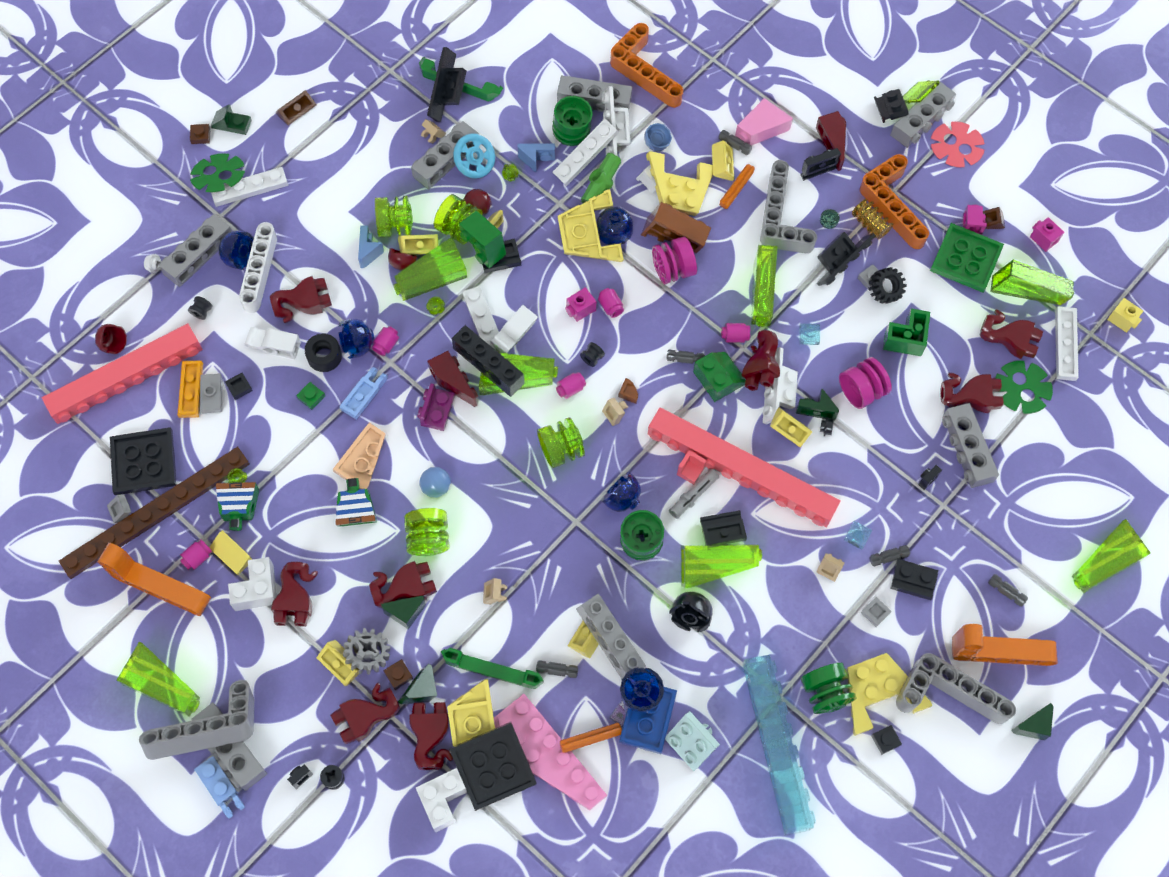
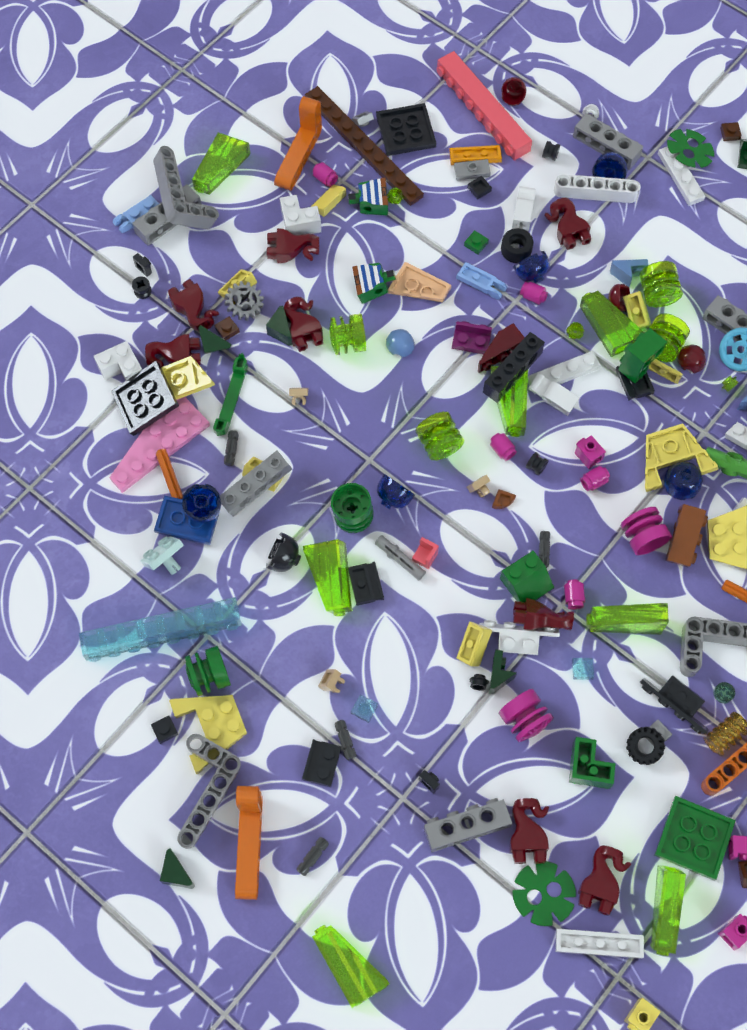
camera: 90 degrees right, 0 degrees up
(744, 468) = (428, 602): coral brick -> none
(876, 611) = (286, 723): light grey plate -> none

